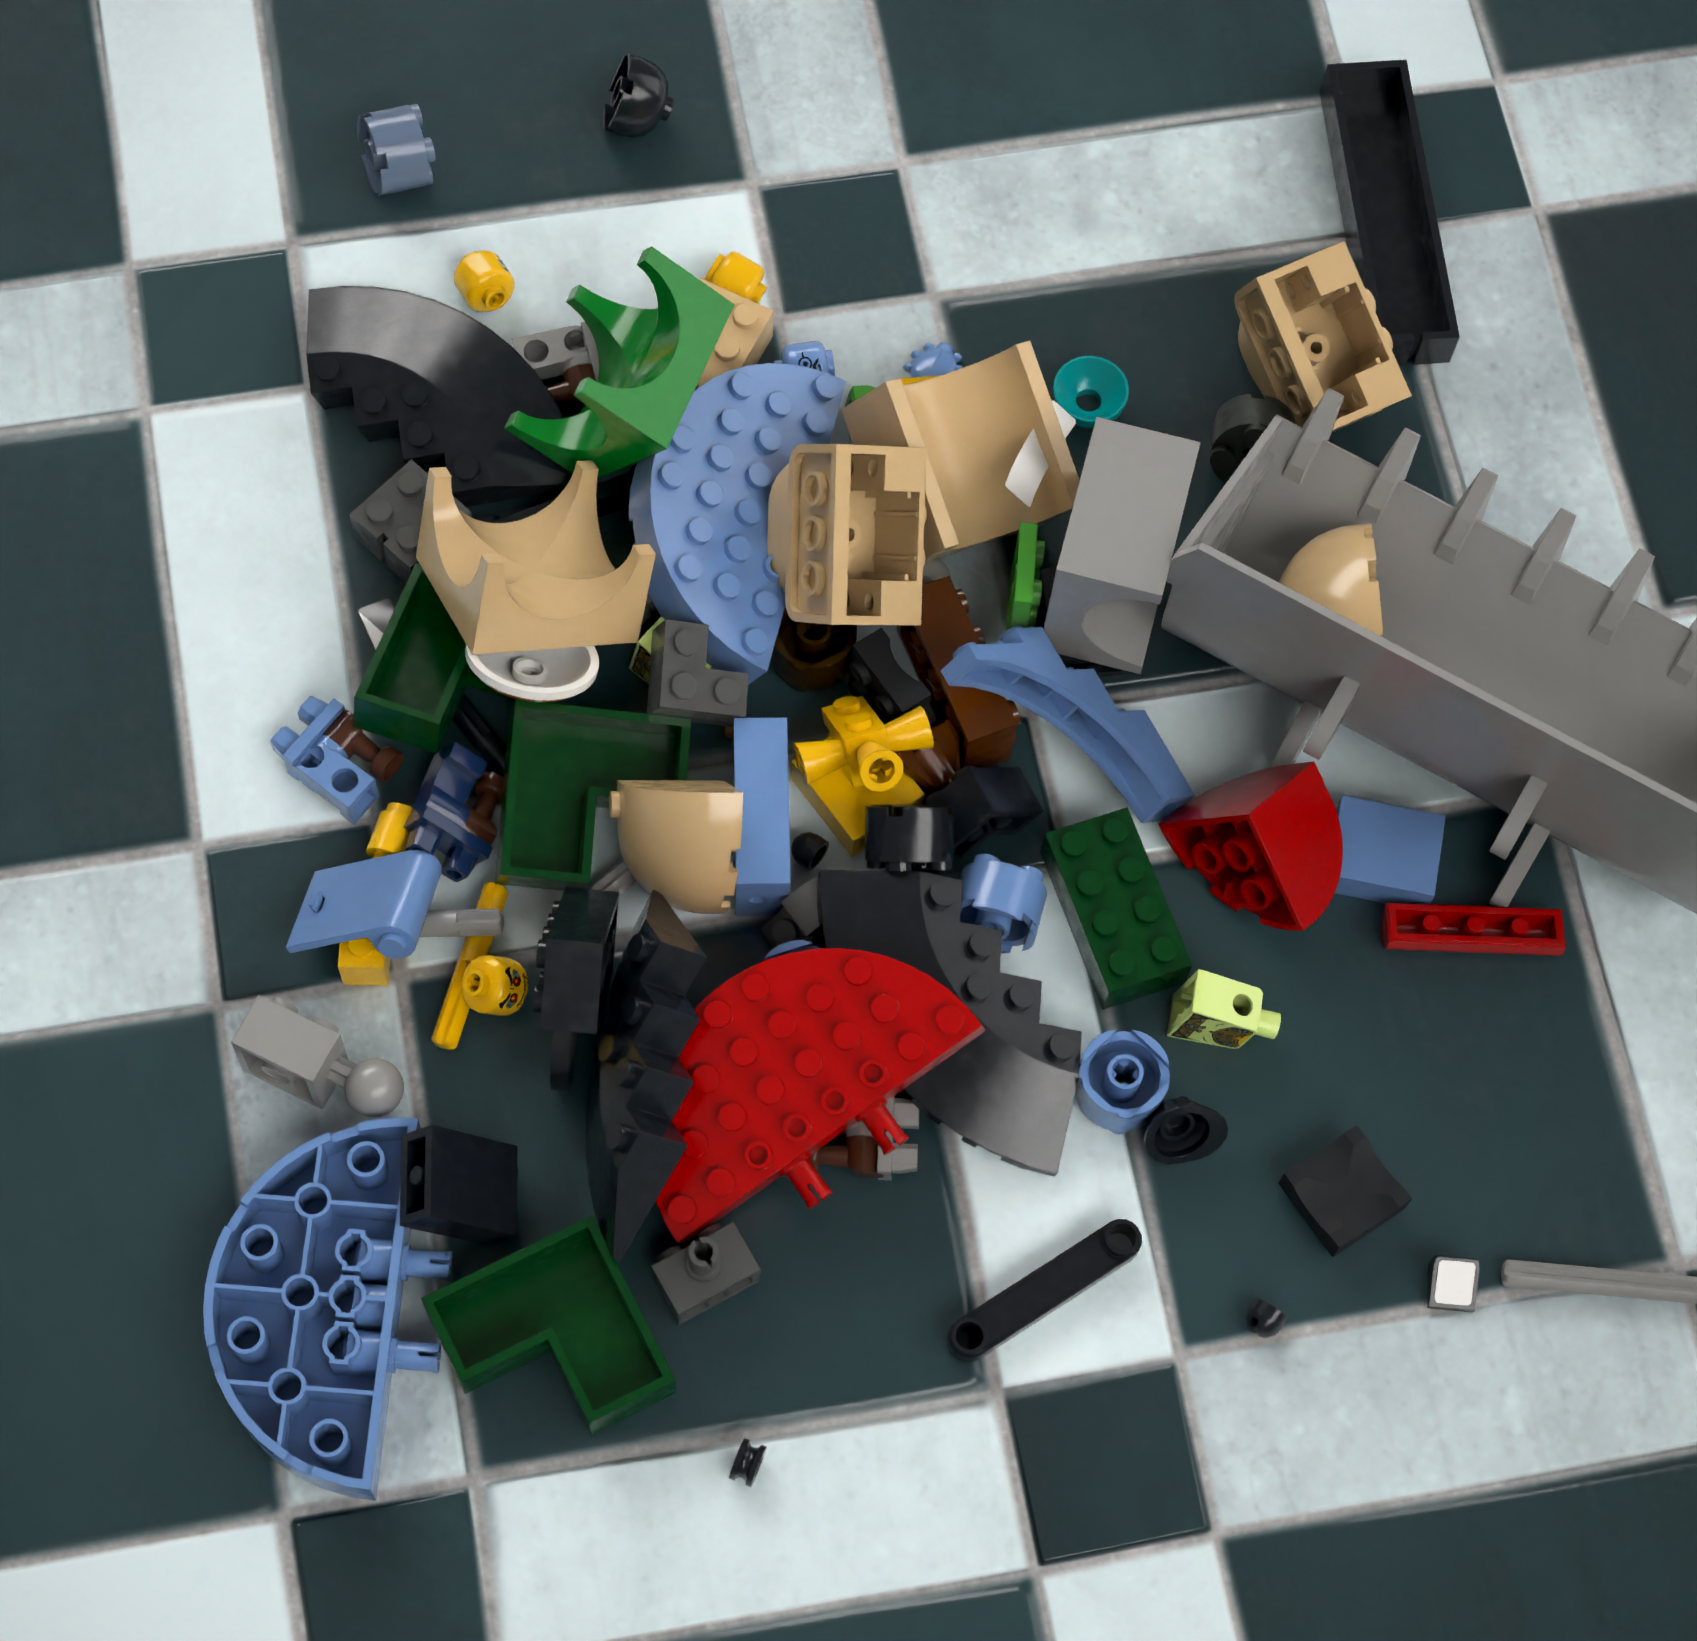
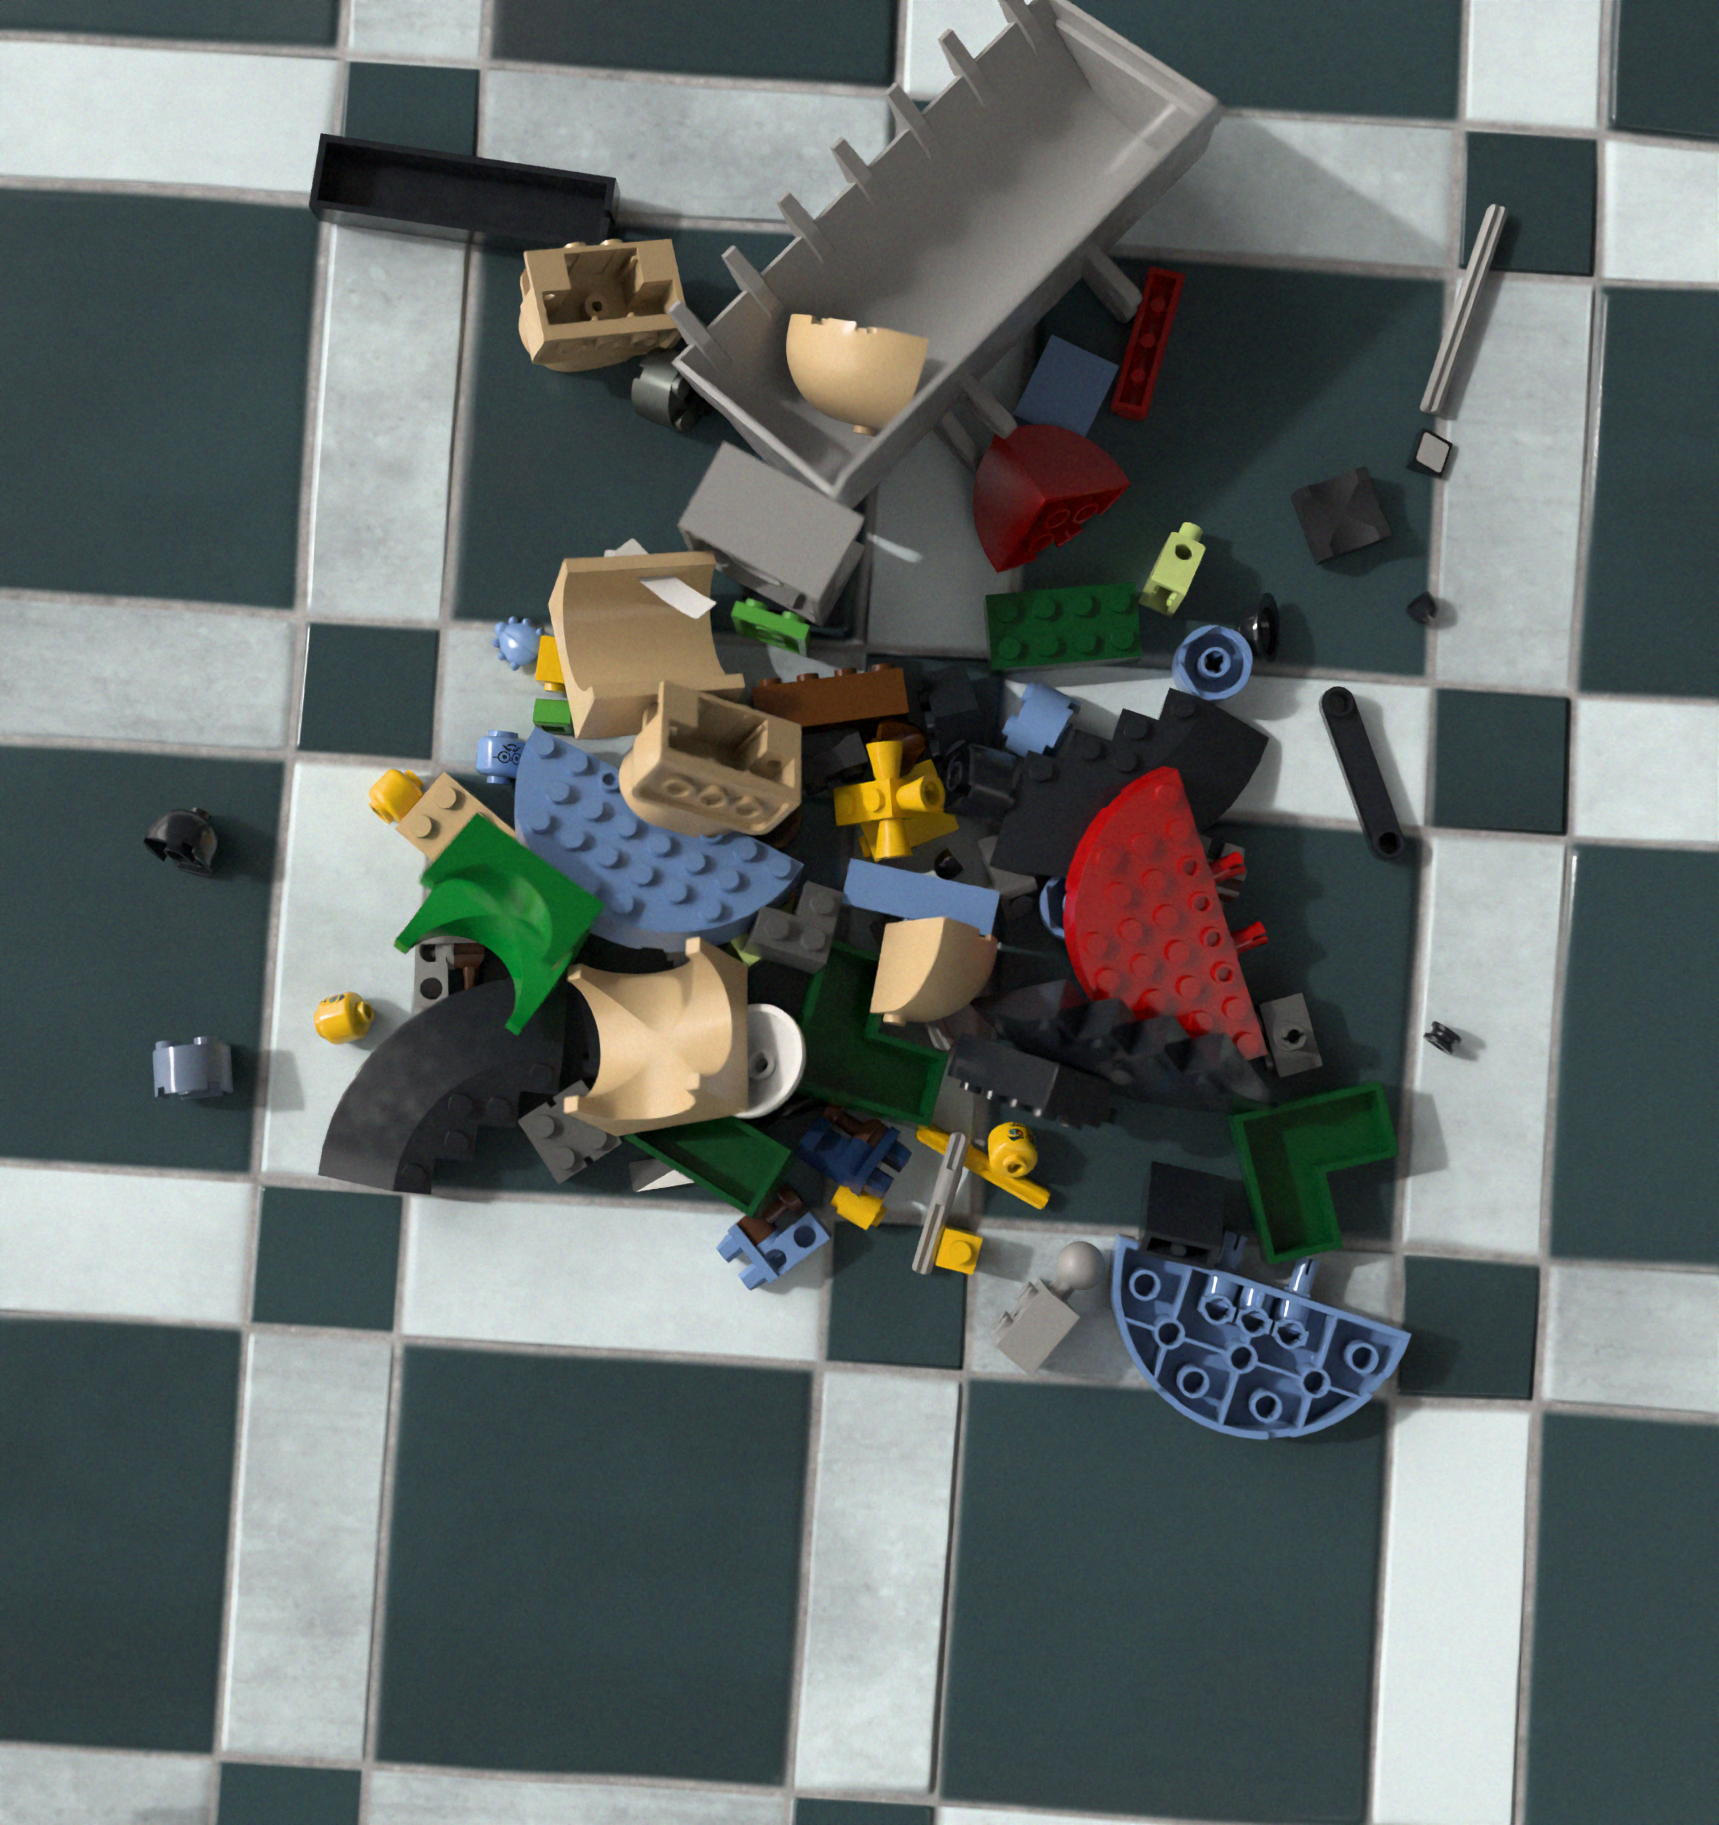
camera: 70 degrees left, 20 degrees up
(369, 899) = (923, 1240): medium blue door -> none
(1076, 702) = (889, 608): medium blue arch -> none
(1093, 377) = (578, 496): teal piece -> none

